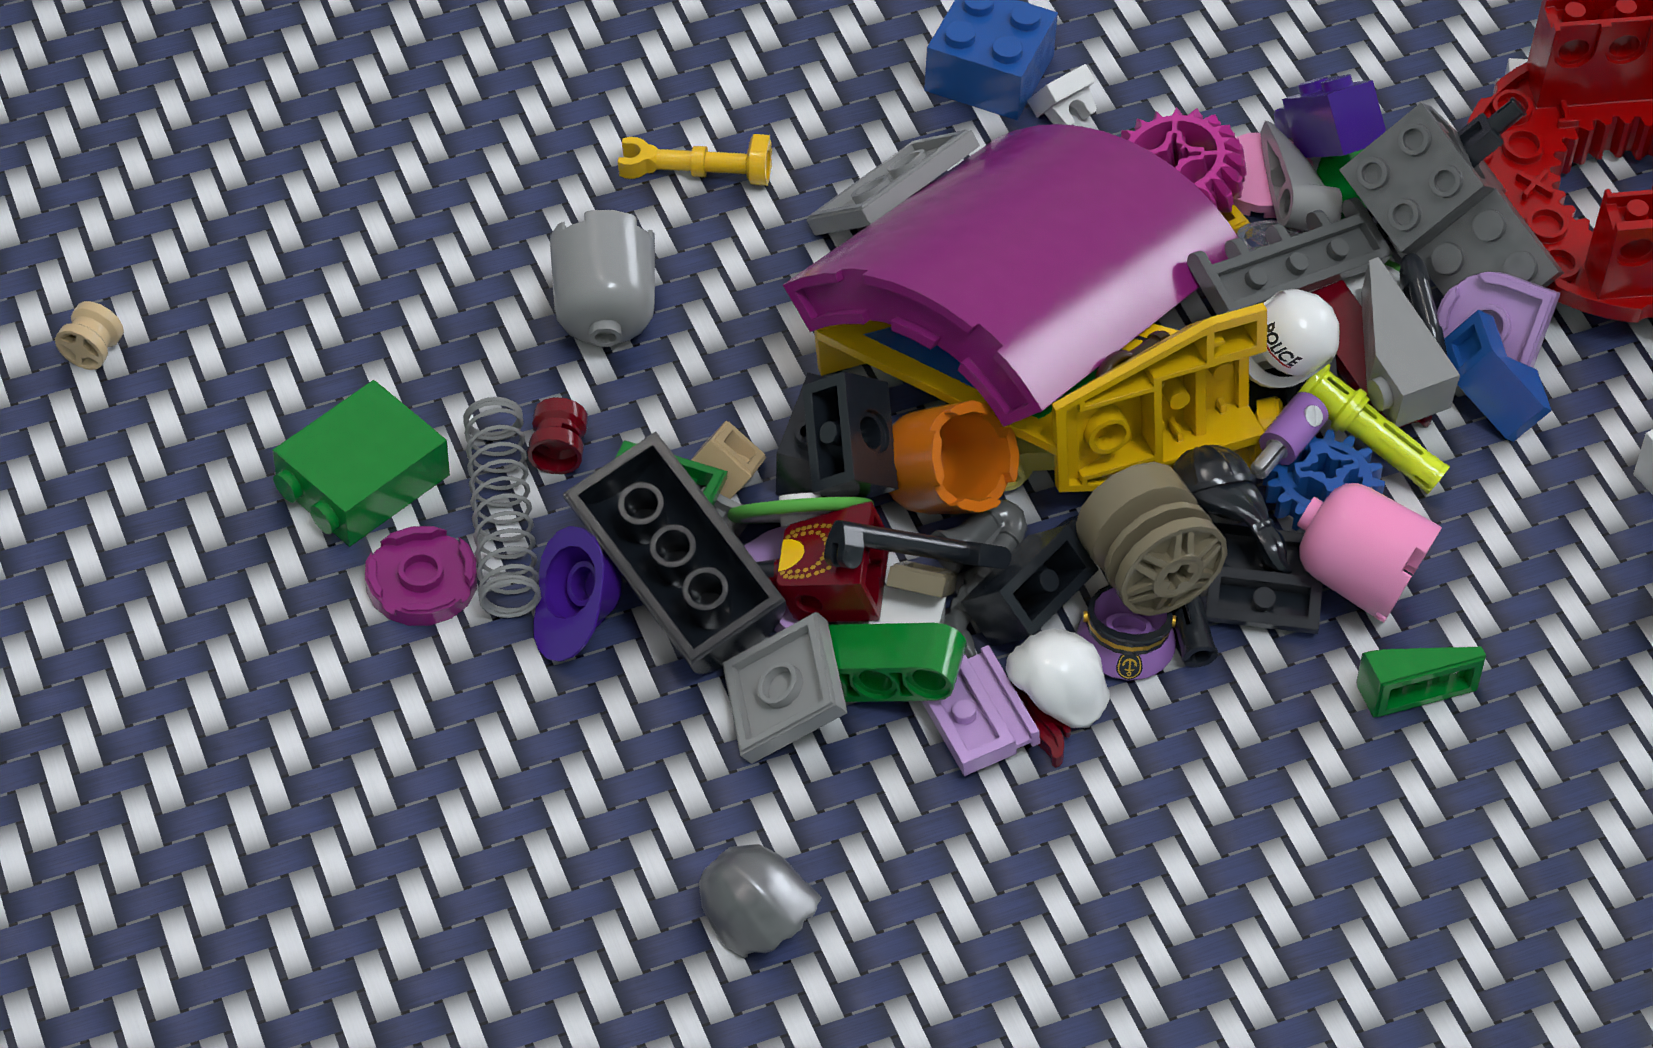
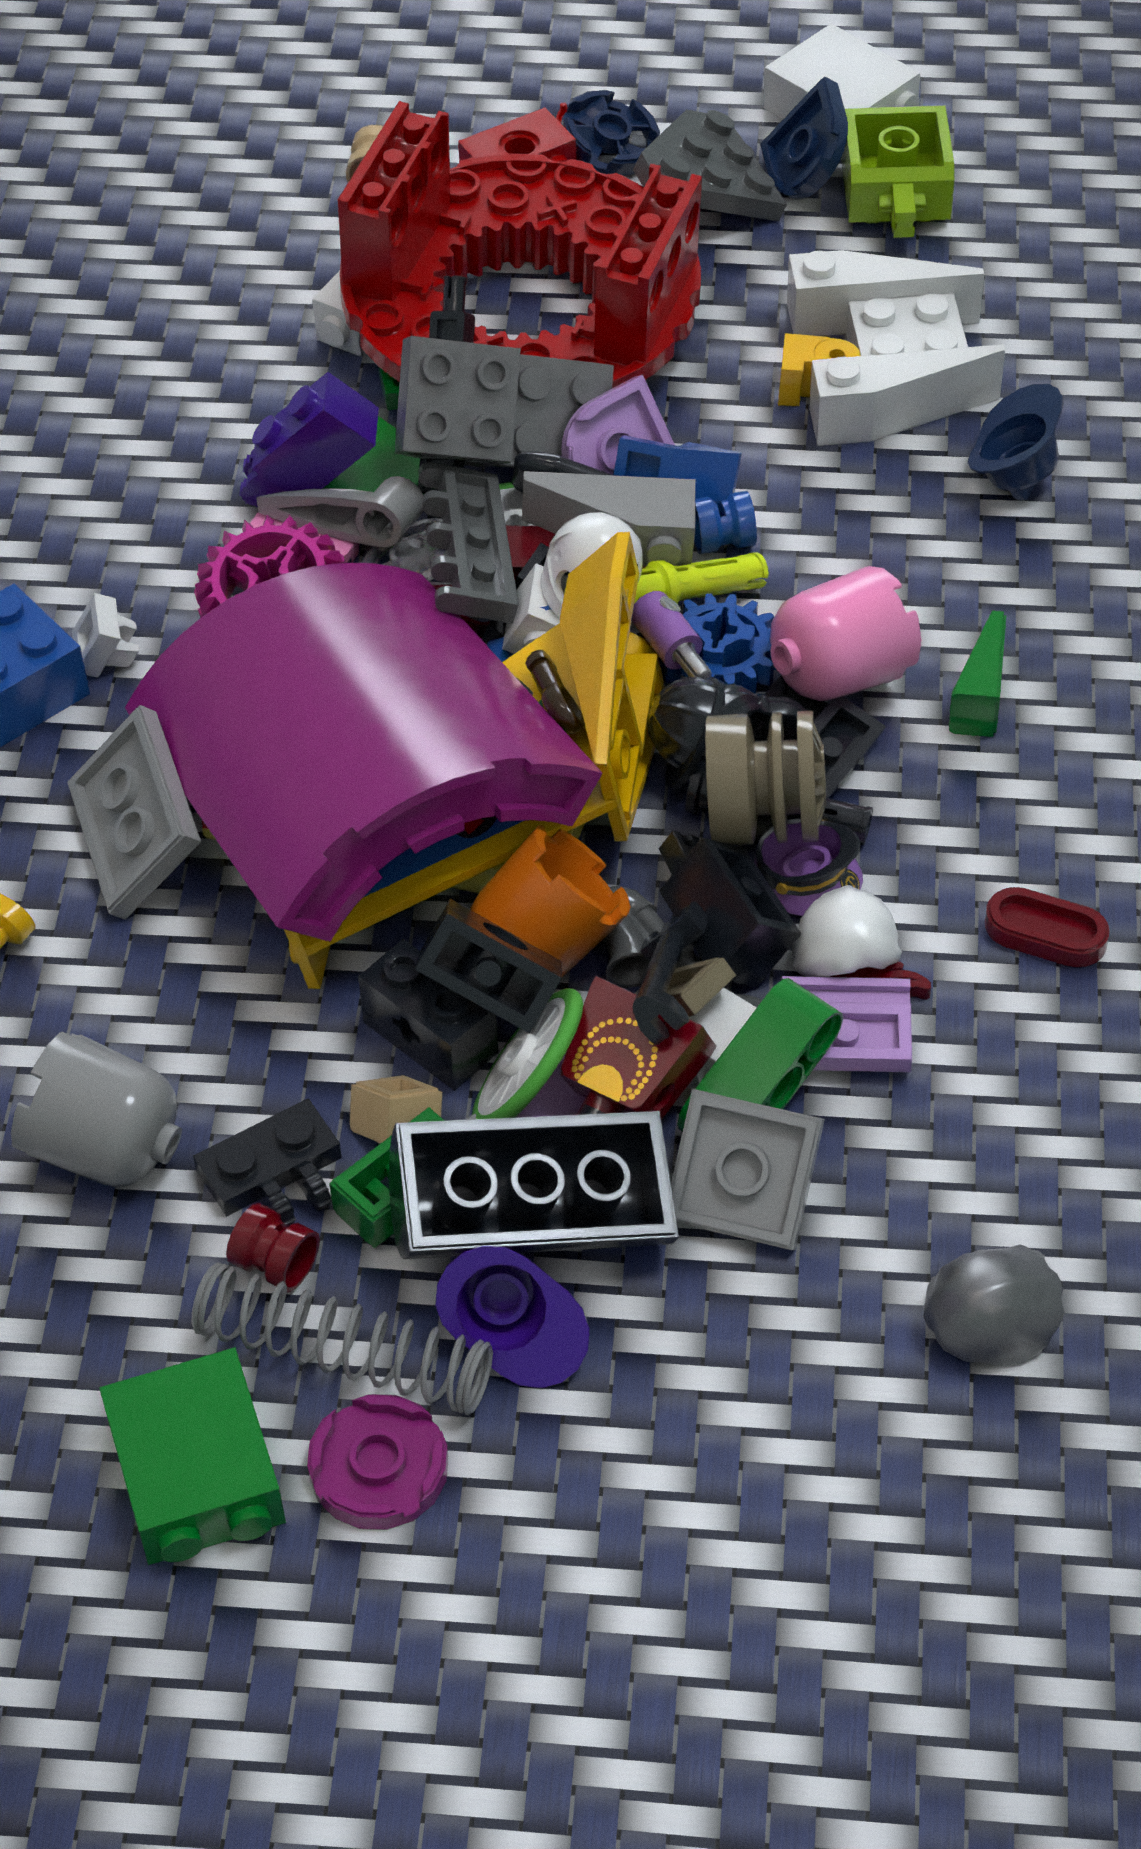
camera: 60 degrees left, 0 degrees up
(641, 406) = (270, 1157): none -> black hinge
(1176, 821) = (1046, 927): none -> dark red tile
(1470, 433) = (724, 522): none -> blue wheel

